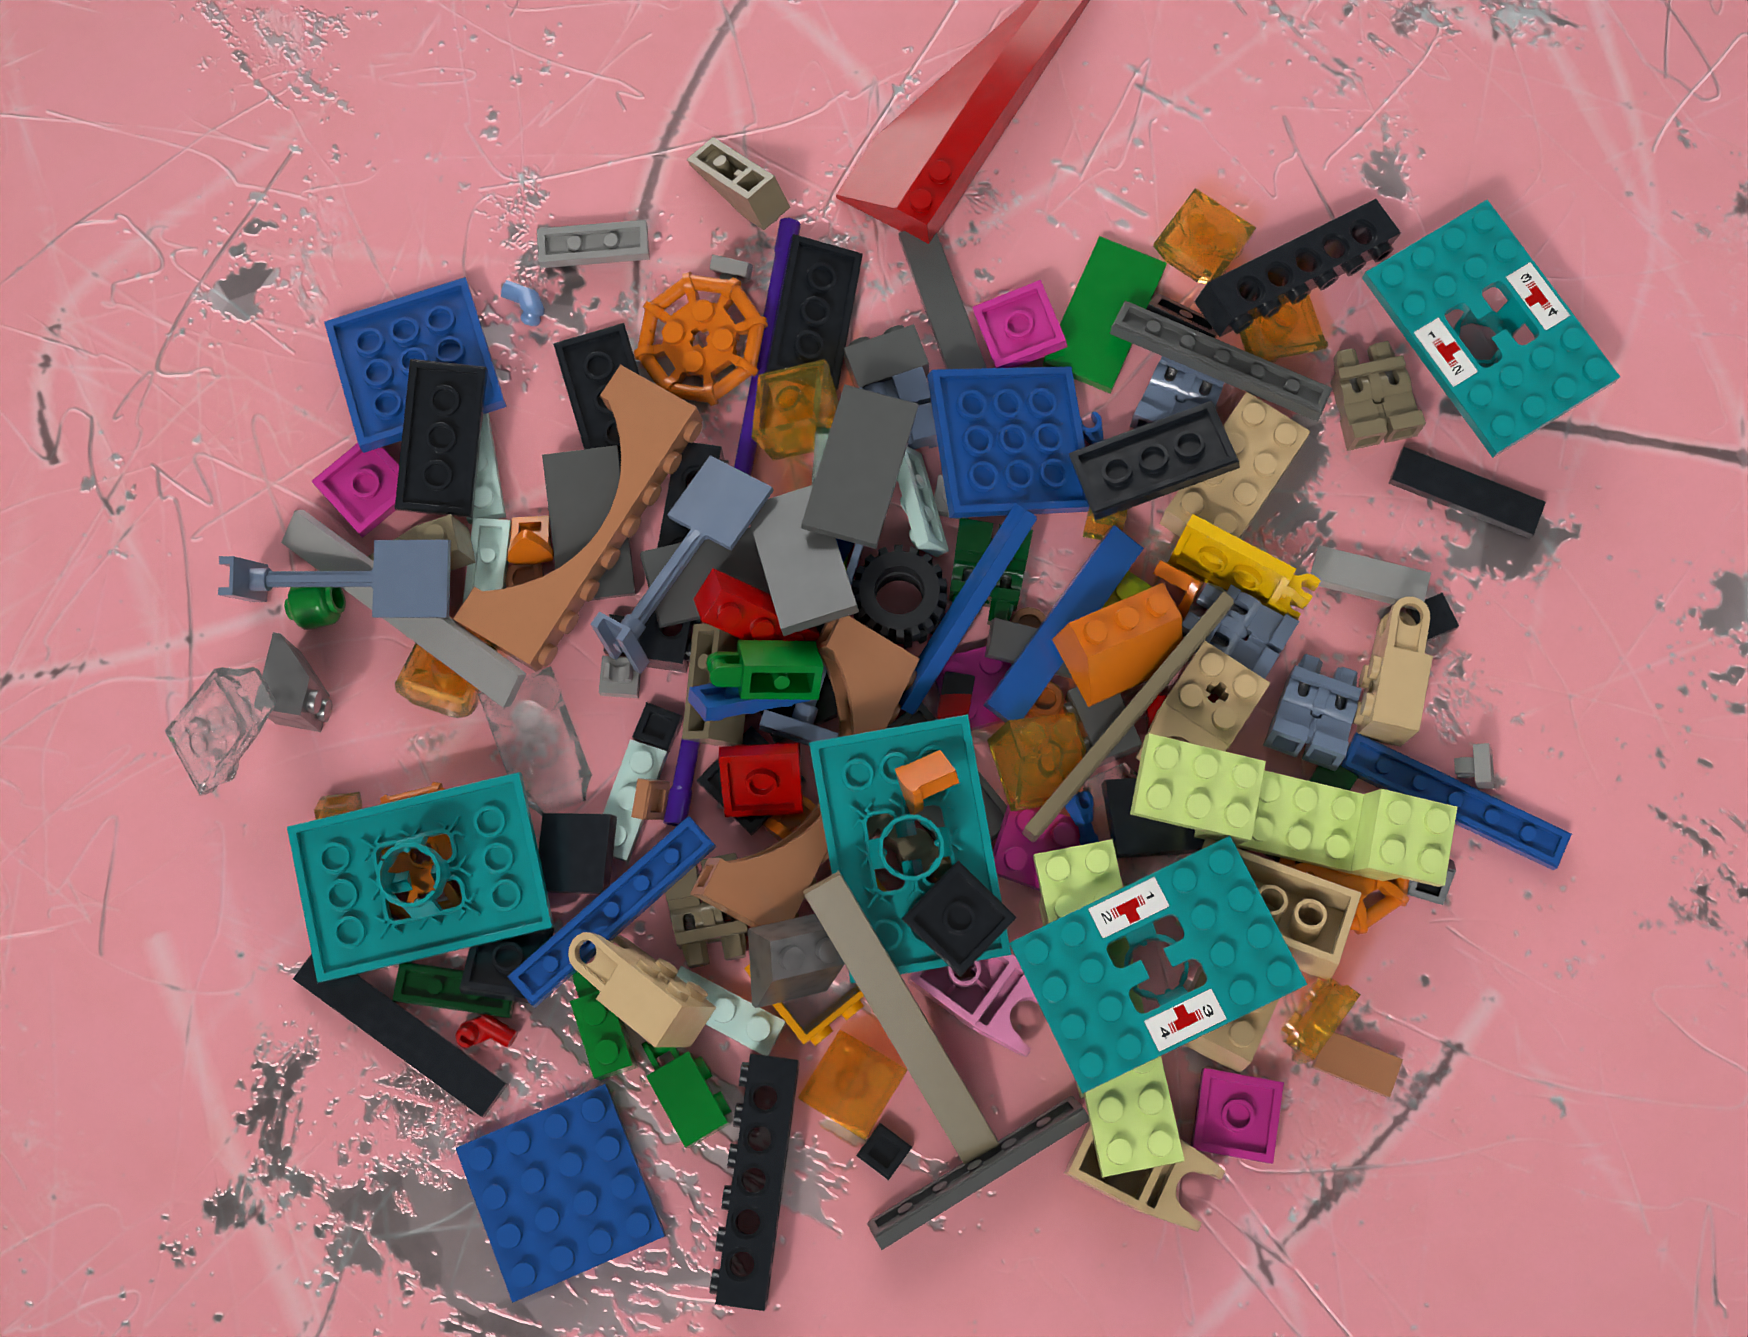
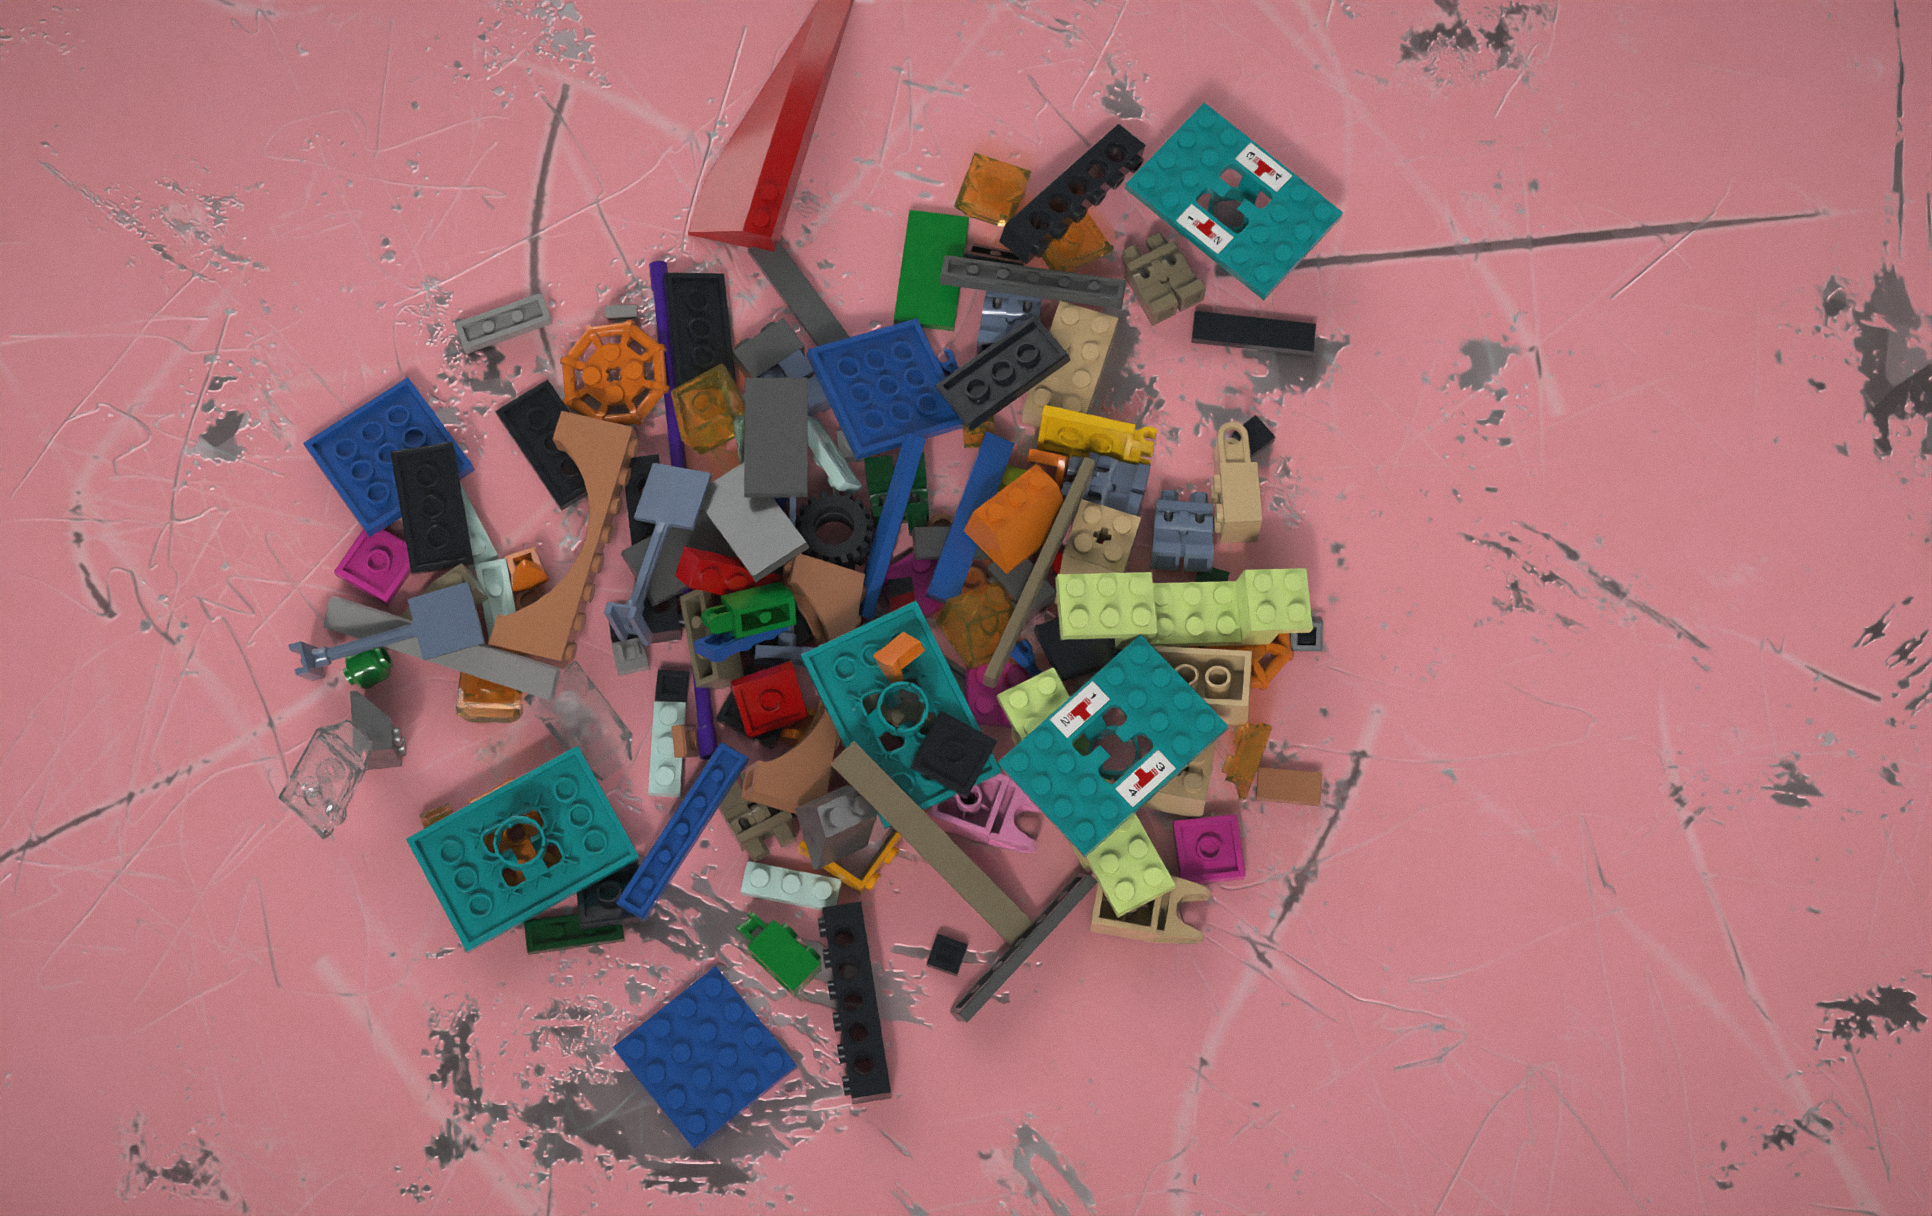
camera: 20 degrees left, 5 degrees down
(407, 1038) = (545, 976): black tile -> none
(485, 1028) = (606, 953): red arm -> none
(528, 300) = (464, 382): medium blue arm -> none
(577, 852) = (640, 796): black tile -> none
(579, 499) = (558, 527): dark grey tile -> none
(601, 1033) = (699, 922): green brick -> none
(643, 991) = (727, 881): tan brick -> none
(740, 182) = (608, 242): dark tan slope -> none
(853, 1084) = (909, 911): clear yellow slope -> none
(1019, 326) = (867, 297): dark pink plate -> none
(1368, 576) = (1194, 418): light grey tile -> none
(1475, 809) = (1322, 571): blue tile -> none
(1479, 767) = (1318, 539): light grey tile -> none

